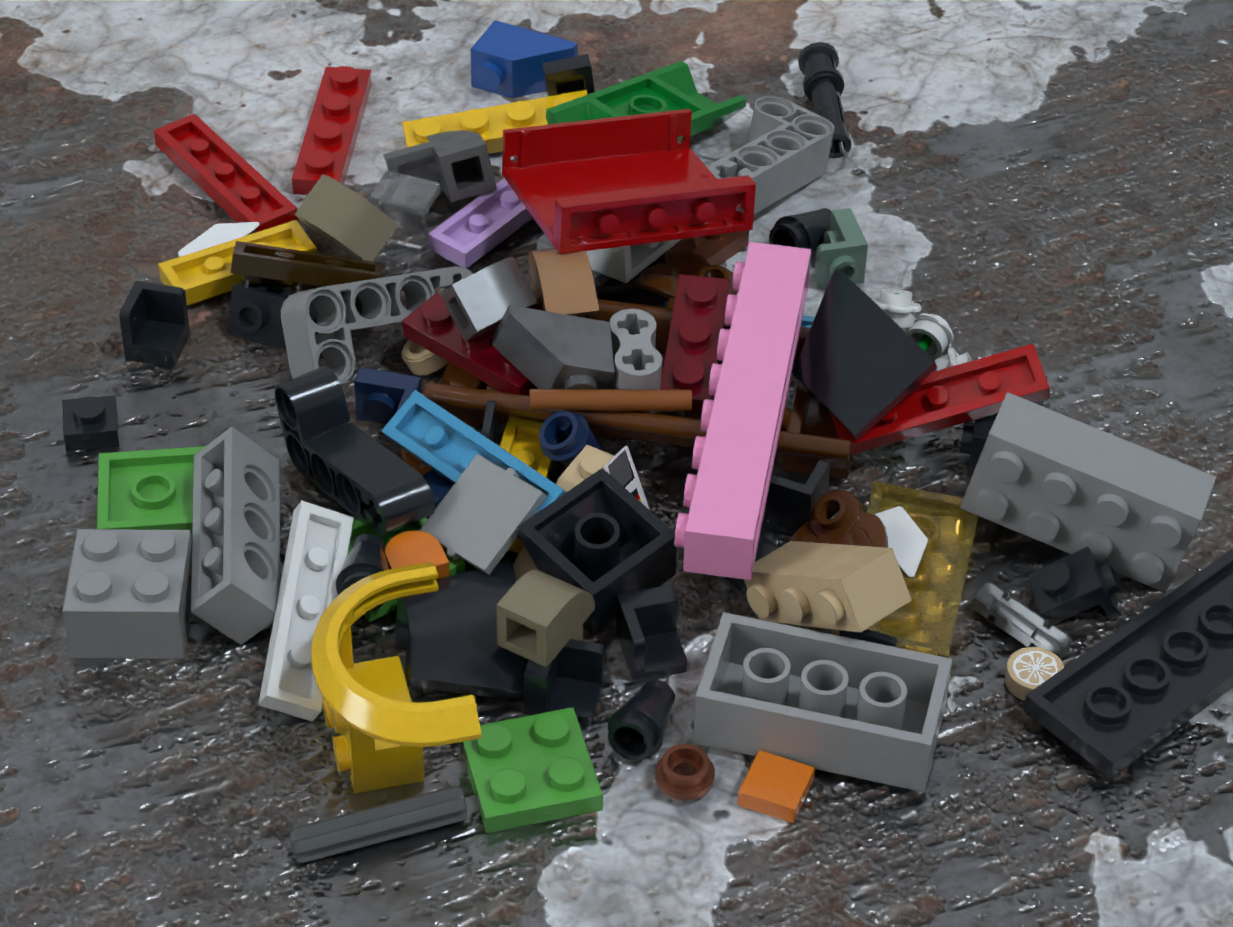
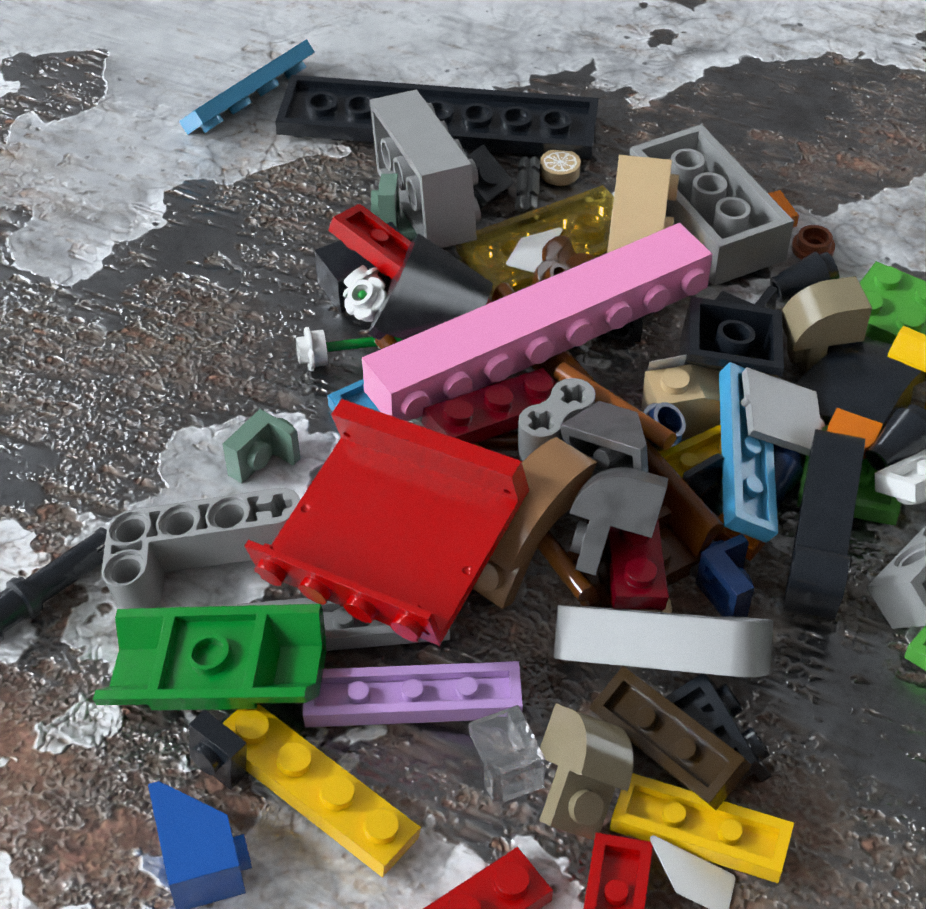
camera: 130 degrees left, 5 degrees up
(154, 324) = (842, 810): black panel -> none
(452, 159) = (414, 751): flat silver brick -> none
(801, 229) = (255, 477): black cone -> none

